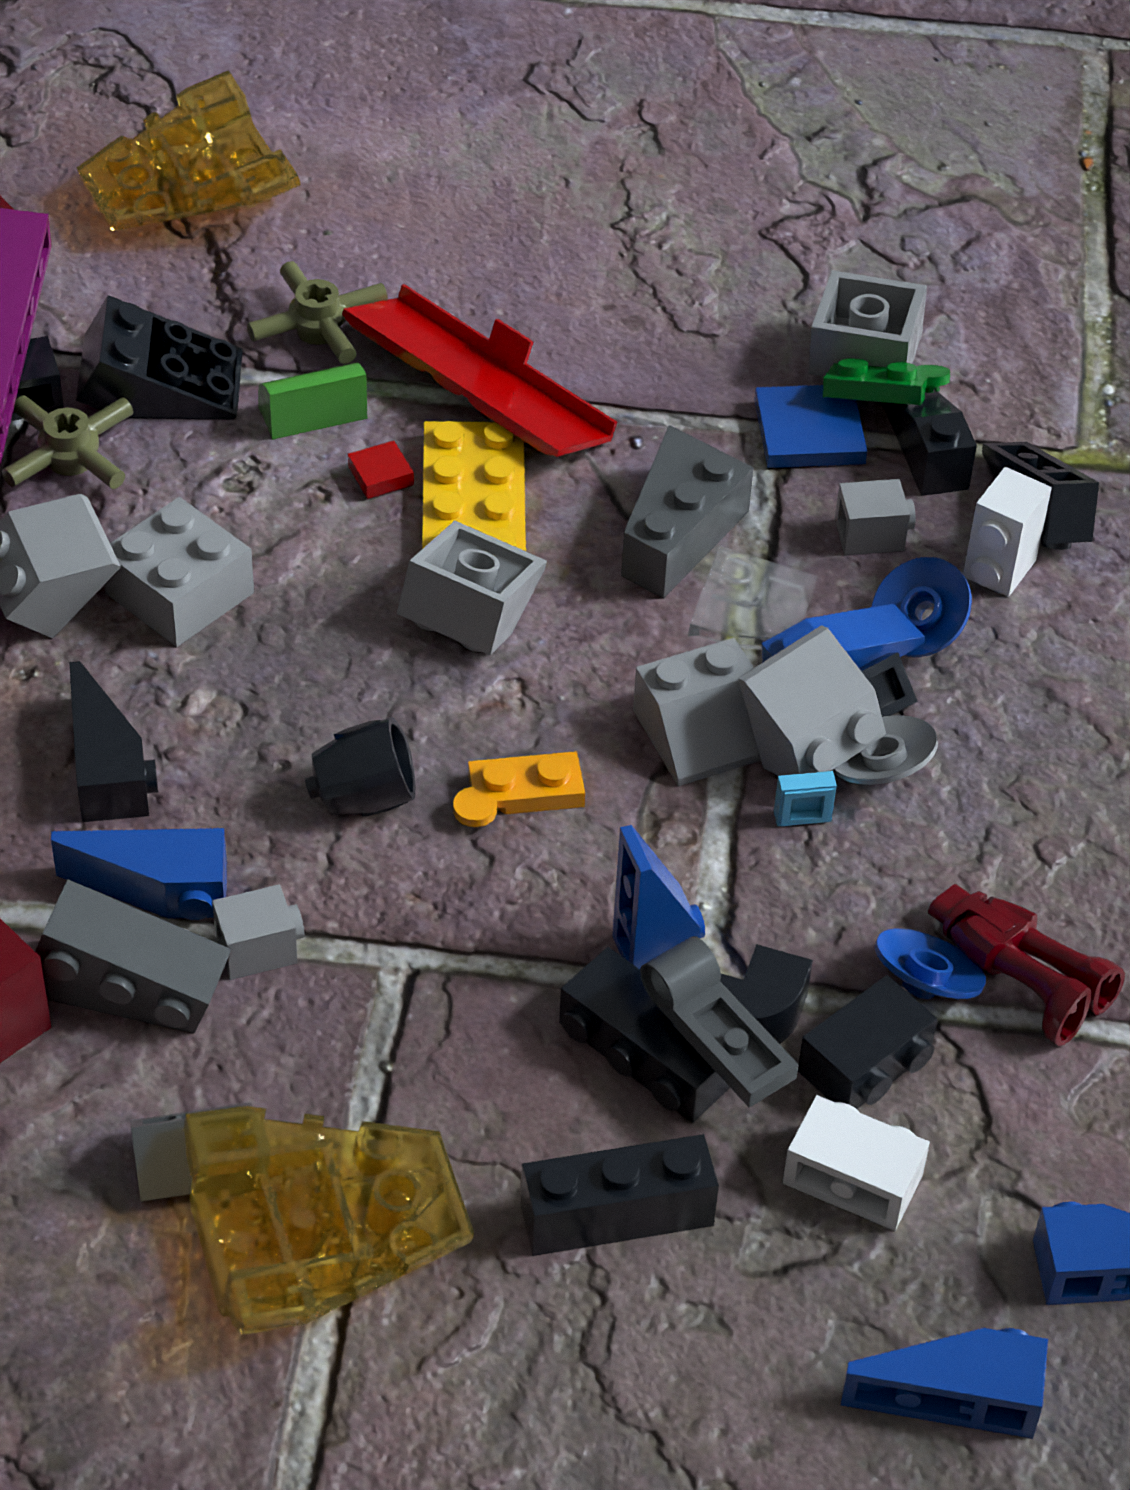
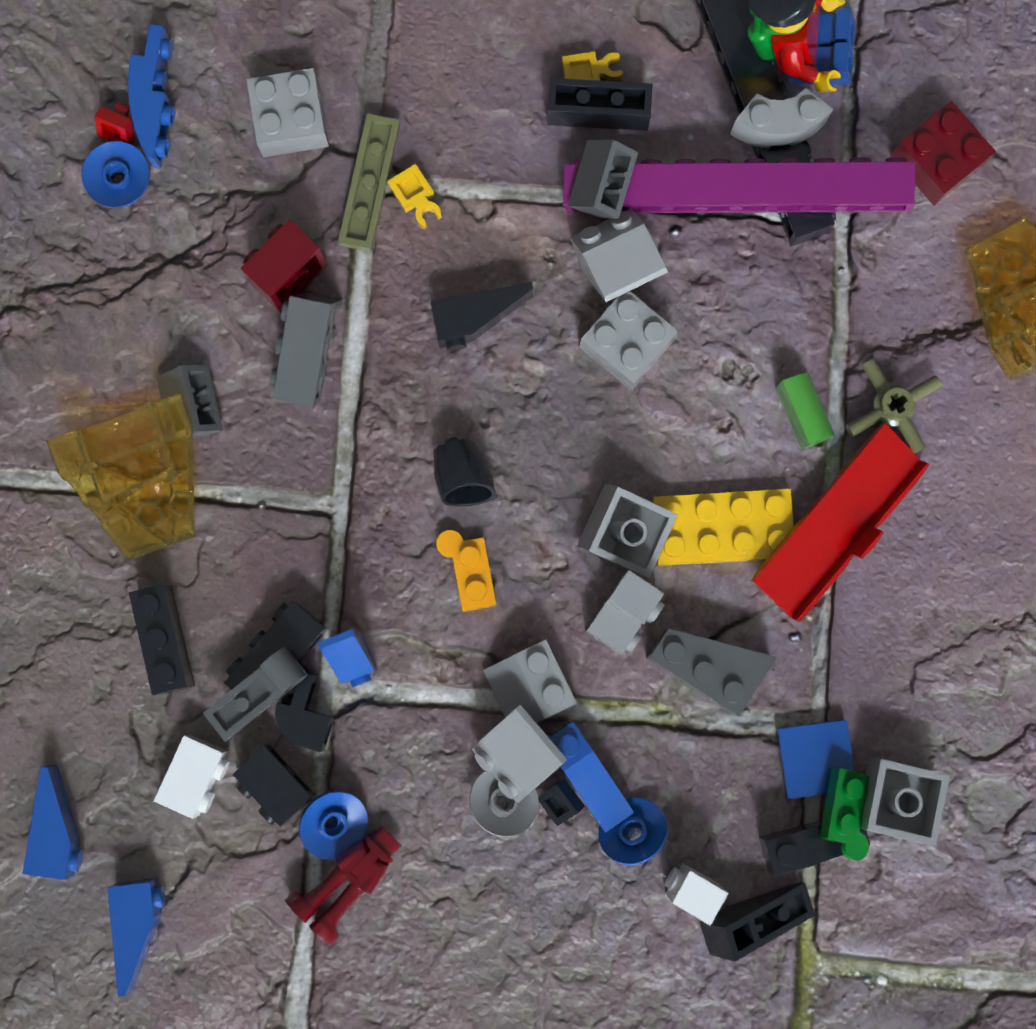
camera: 90 degrees right, 35 degrees up
(68, 442) = (751, 263): olive bar -> none
(153, 869) = (381, 362): blue slope -> none
(157, 366) = (826, 304): black slope -> none
(257, 930) = (340, 421): light grey brick -> none
(380, 469) = (745, 462): red tile -> none
(586, 591) = (625, 611): none -> light grey brick
(750, 599) = (637, 718): clear plate -> none
(804, 798) = (462, 750): medium azure tile -> none
(873, 516) = (719, 802): light grey brick -> none

